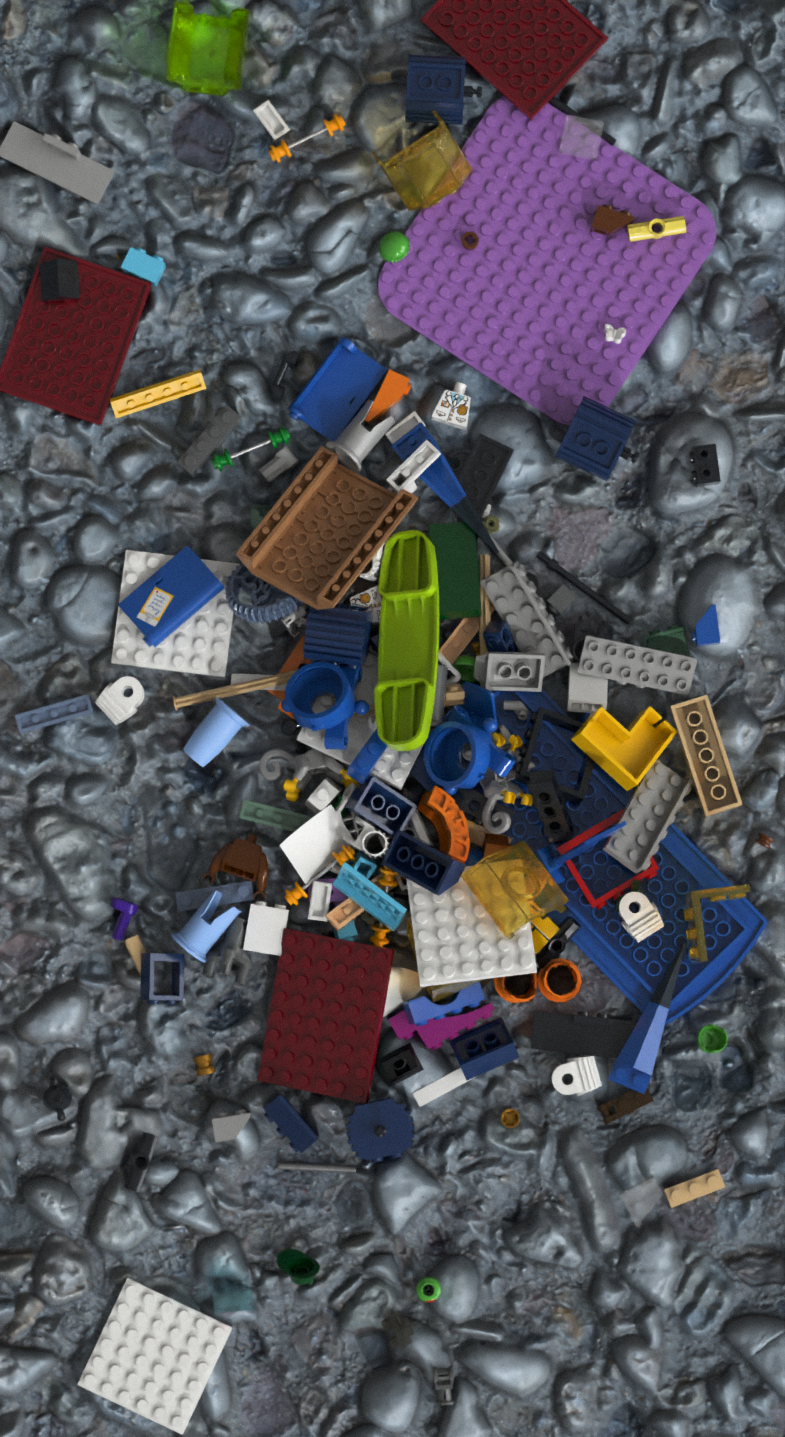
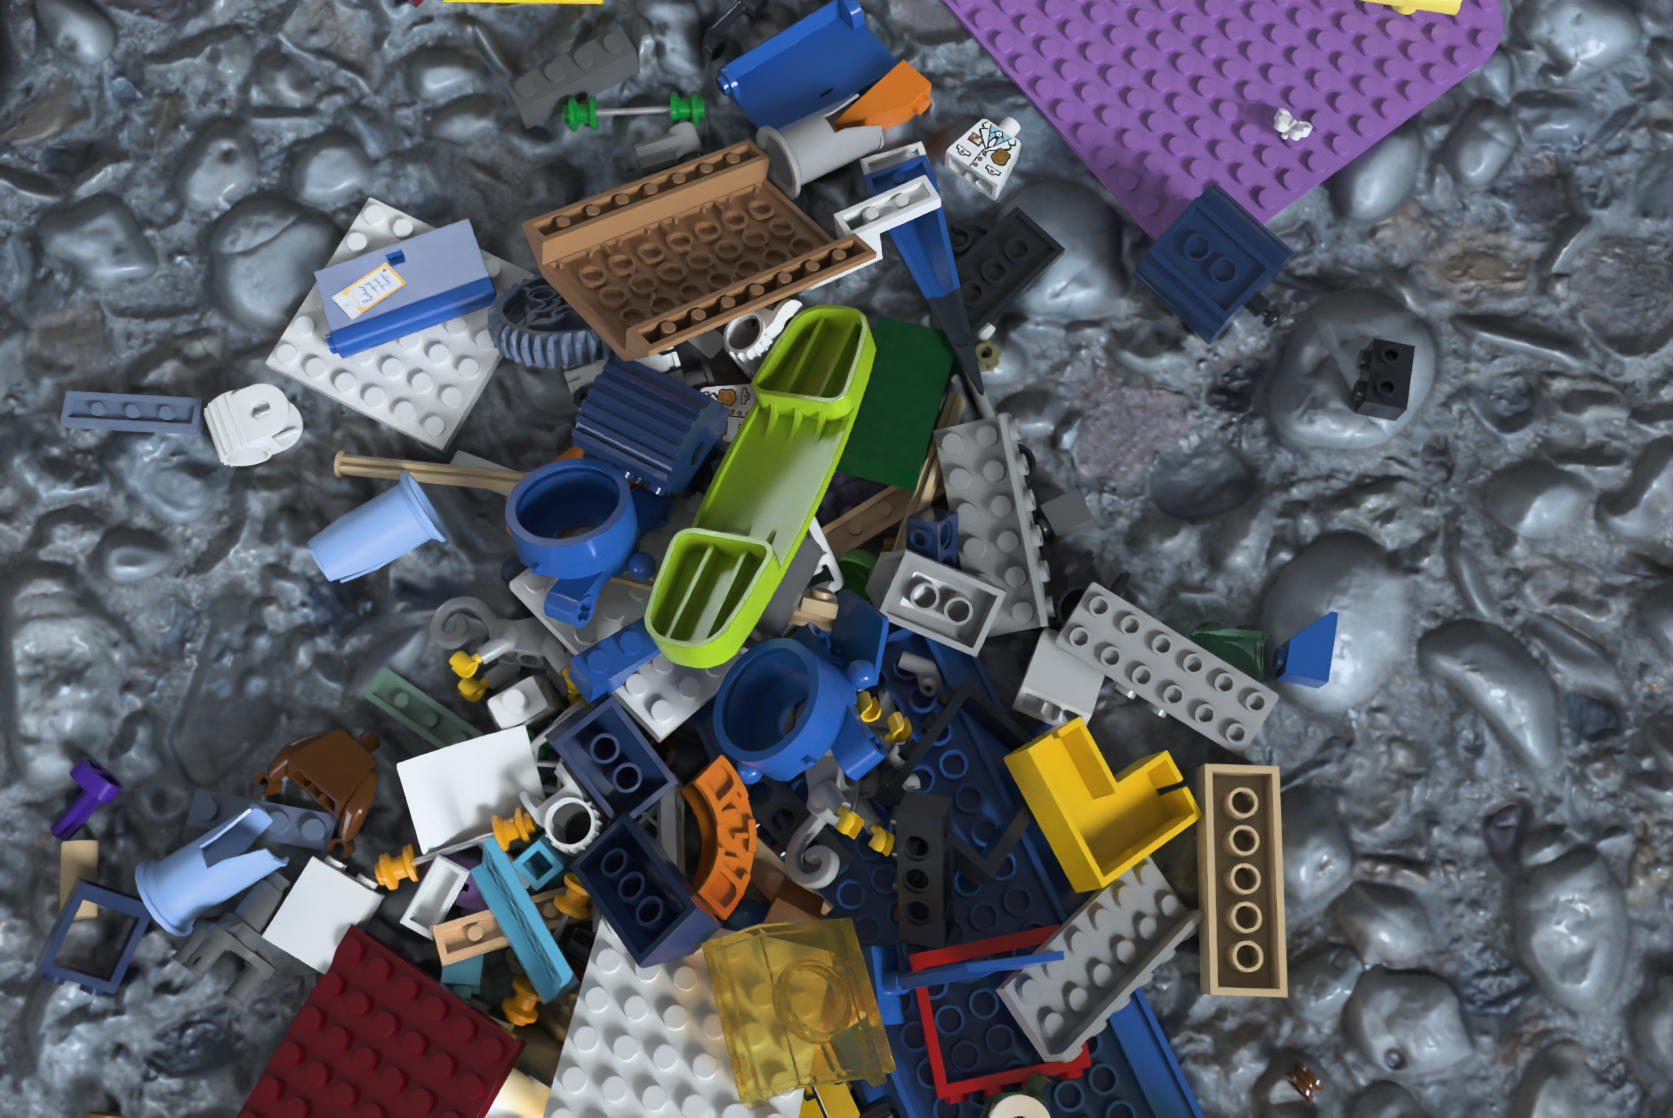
camera: 15 degrees right, 10 degrees down
(553, 565) = (1069, 457): black bar -> none

